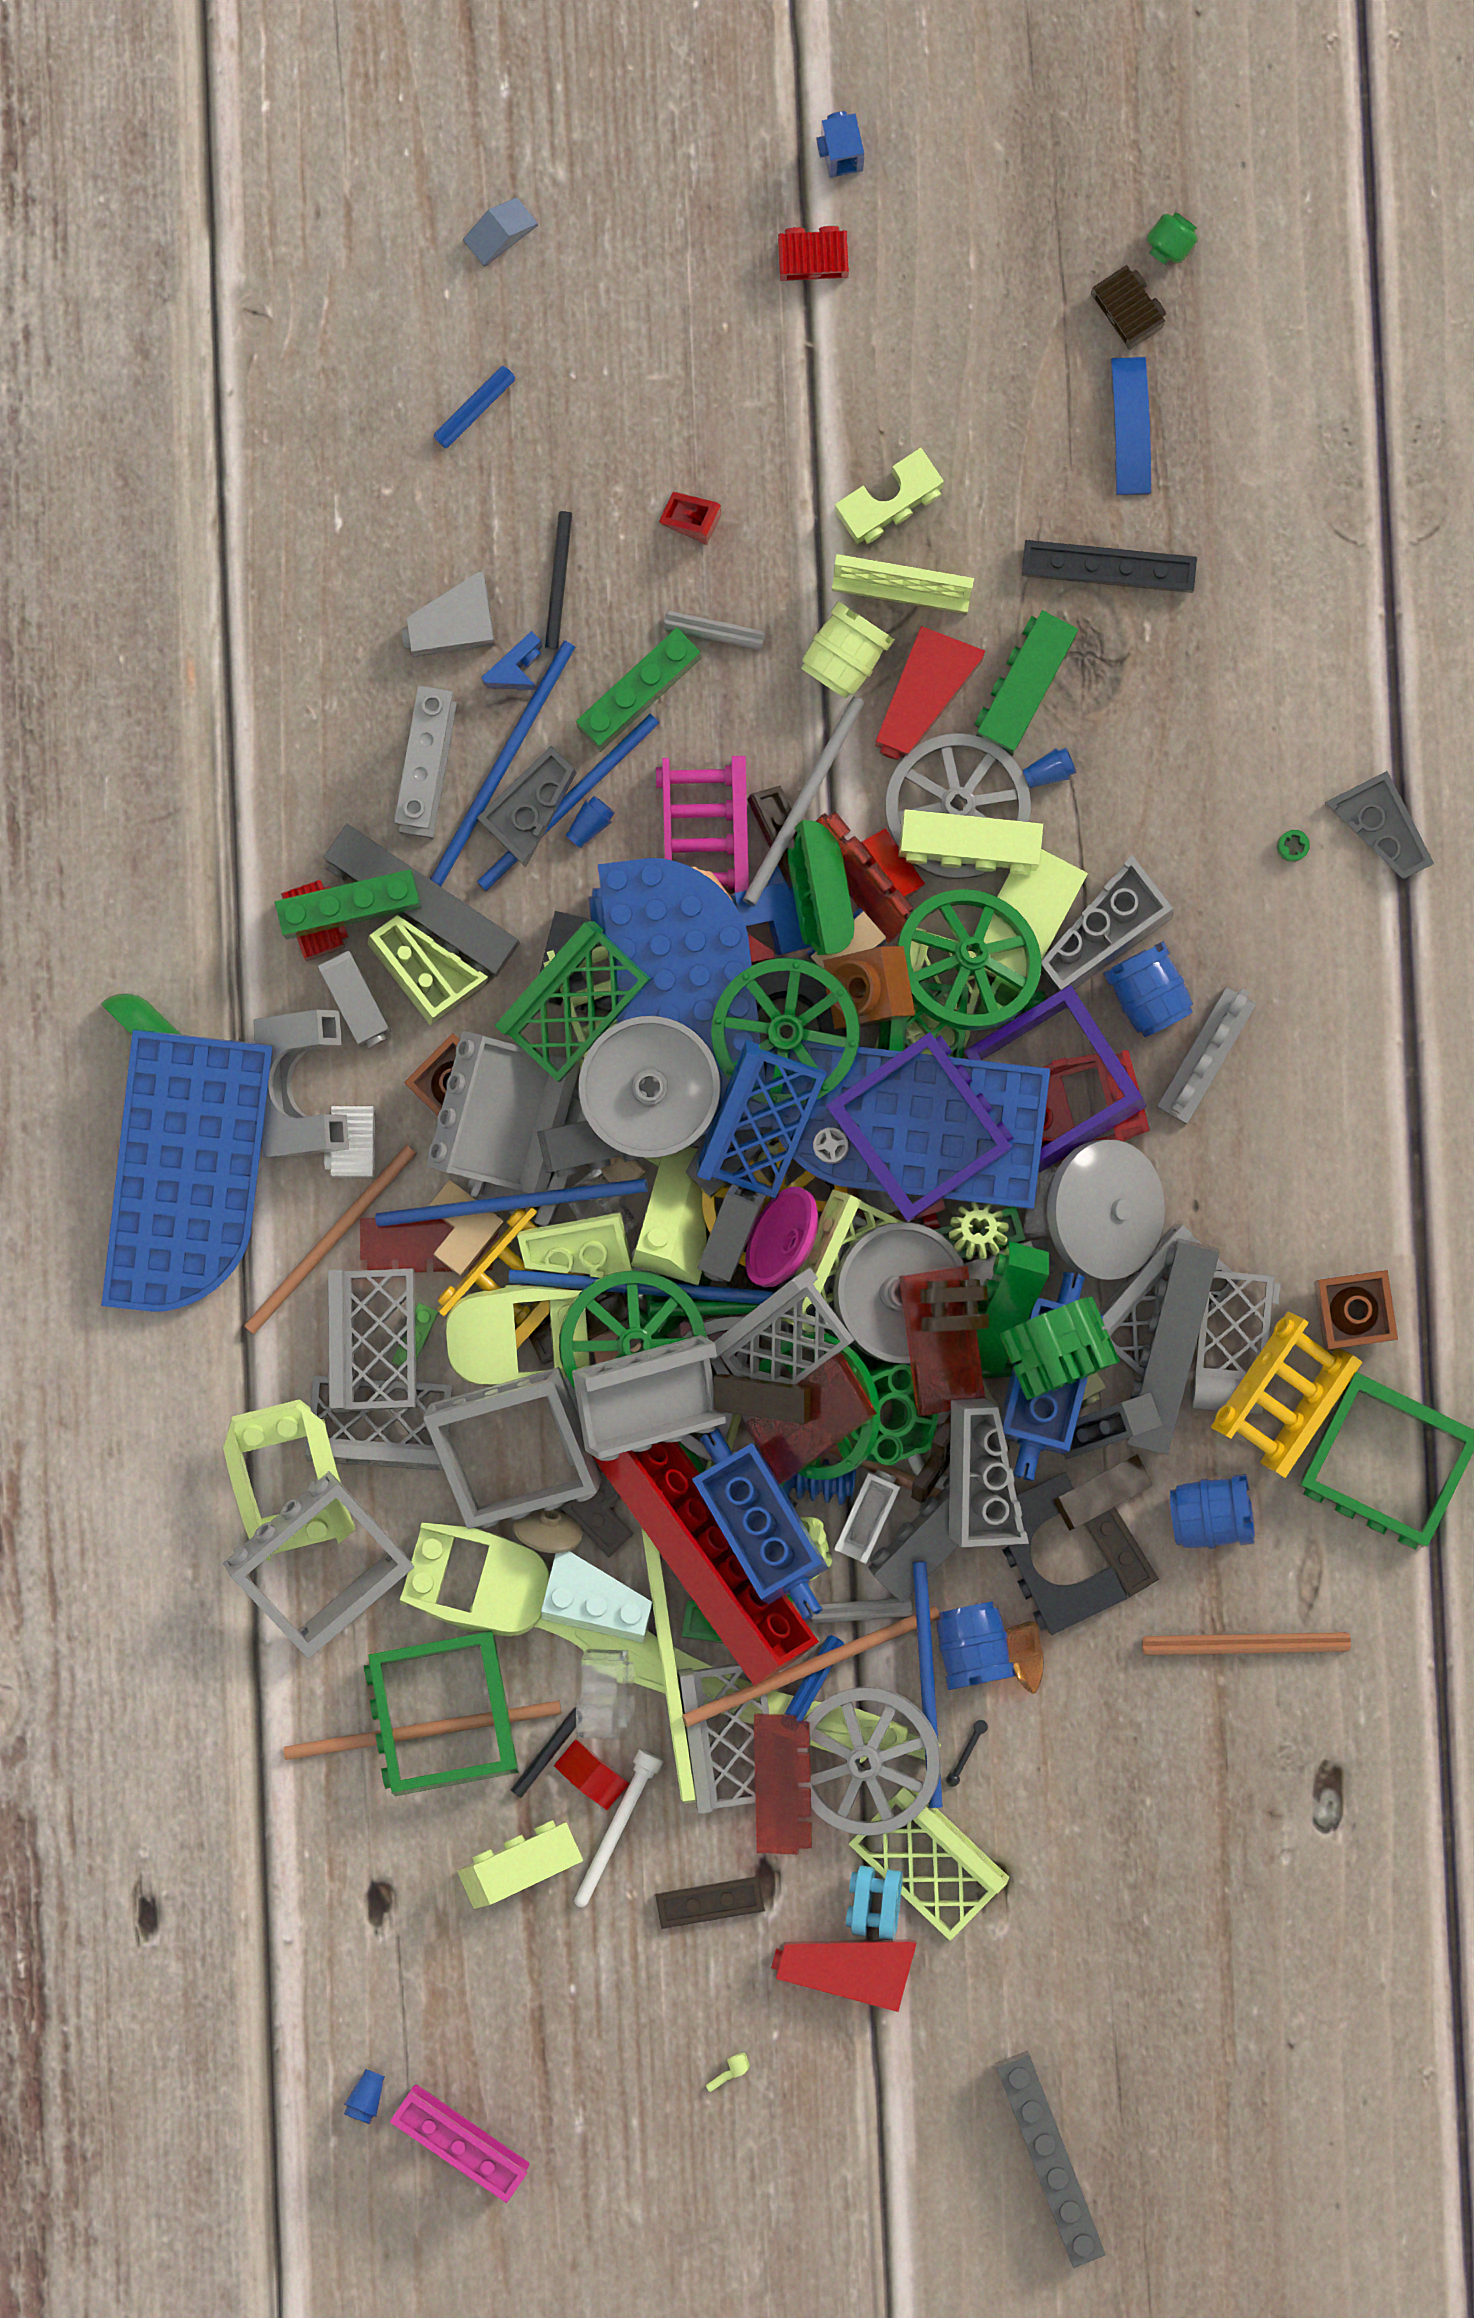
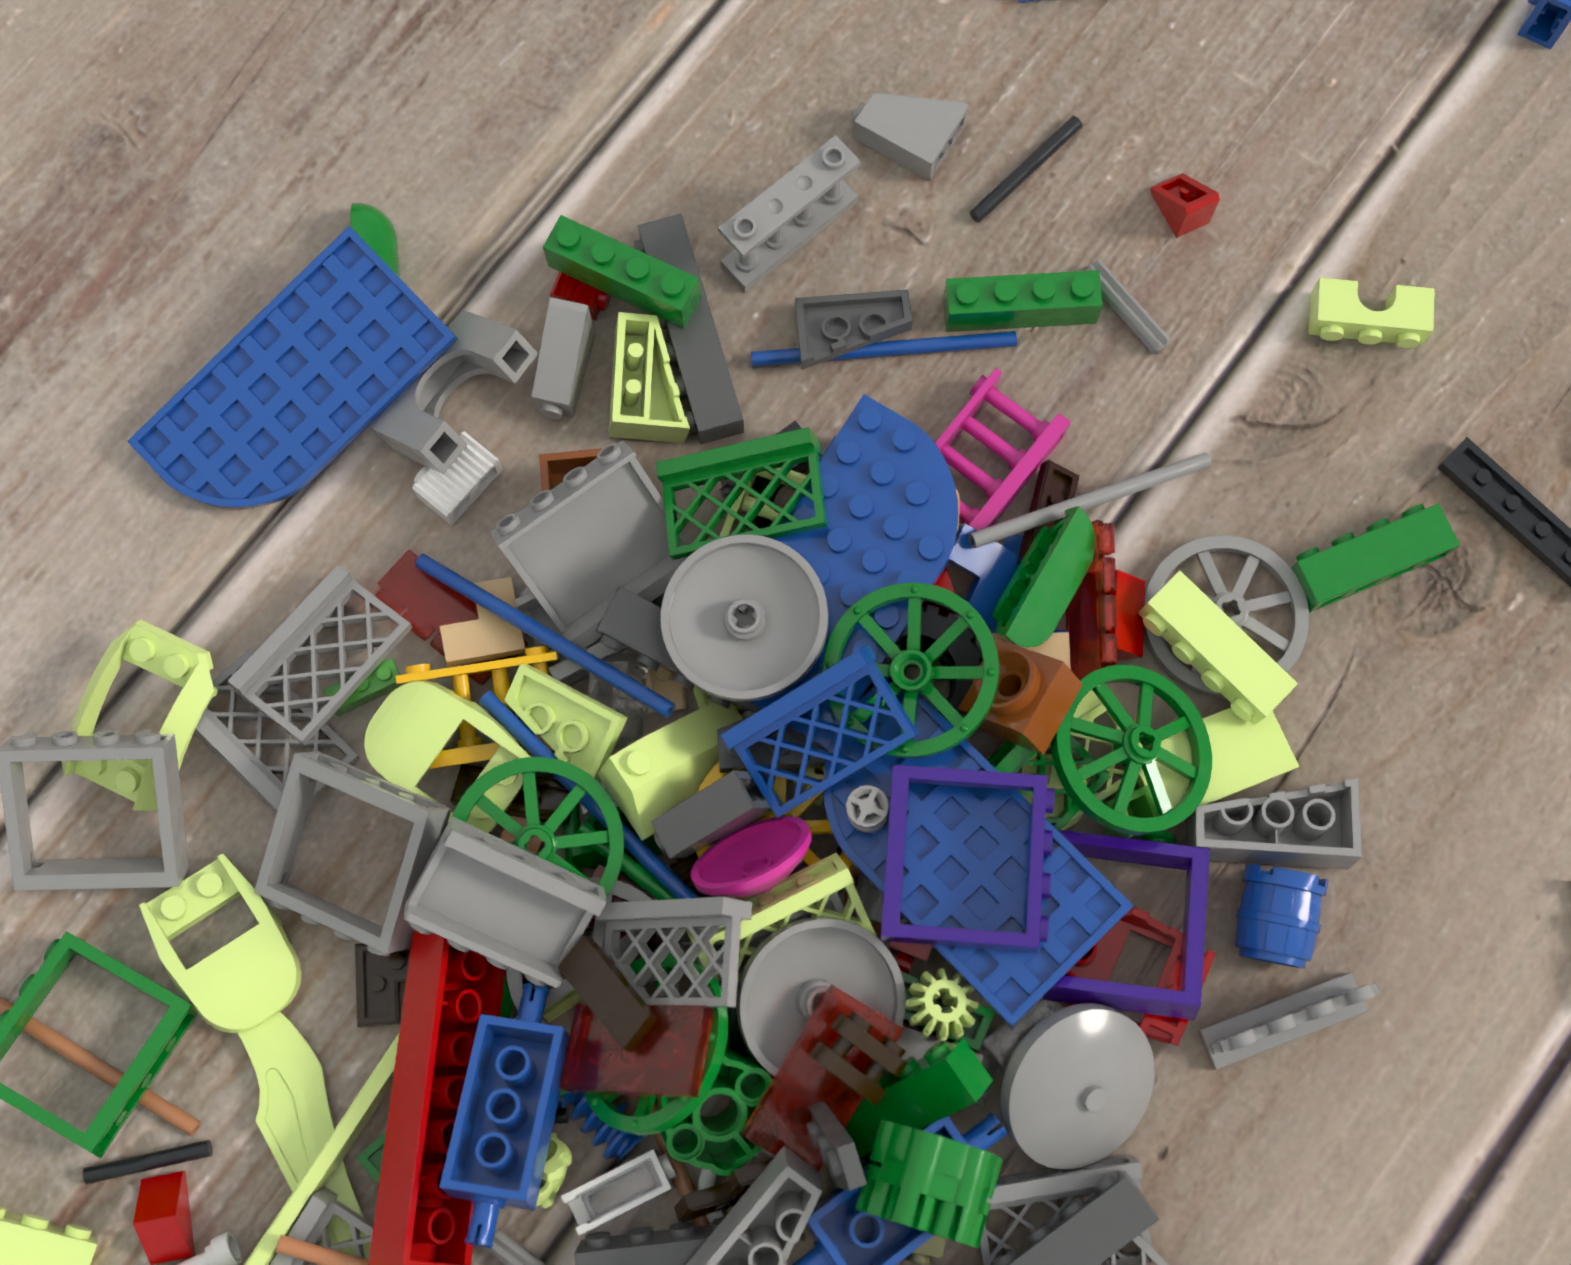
camera: 35 degrees right, 10 degrees down
(330, 1239) = (362, 547): nougat piece -> none
(502, 763) = (855, 275): blue piece -> none
(507, 671) = (922, 201): blue slope -> none
(548, 1531) = (321, 956): dark tan dish -> none
(590, 821) = (888, 377): blue cone -> none
(594, 1600) = (304, 1053): light aqua wedge -> none
(605, 1697) = (236, 1155): clear brick -> none
(813, 254) = (1458, 75): red brick -> none
(845, 651) = (1231, 404): yellowish green piece -> none
(902, 584) = (1345, 411): yellowish green fence -> none
(928, 684) = (1280, 492): red slope -> none
(984, 1373) = (835, 1148): none -> dark grey wing
(1051, 768) = (1336, 648): blue cone -> none
(1283, 850) = (1500, 891): green bush -> none

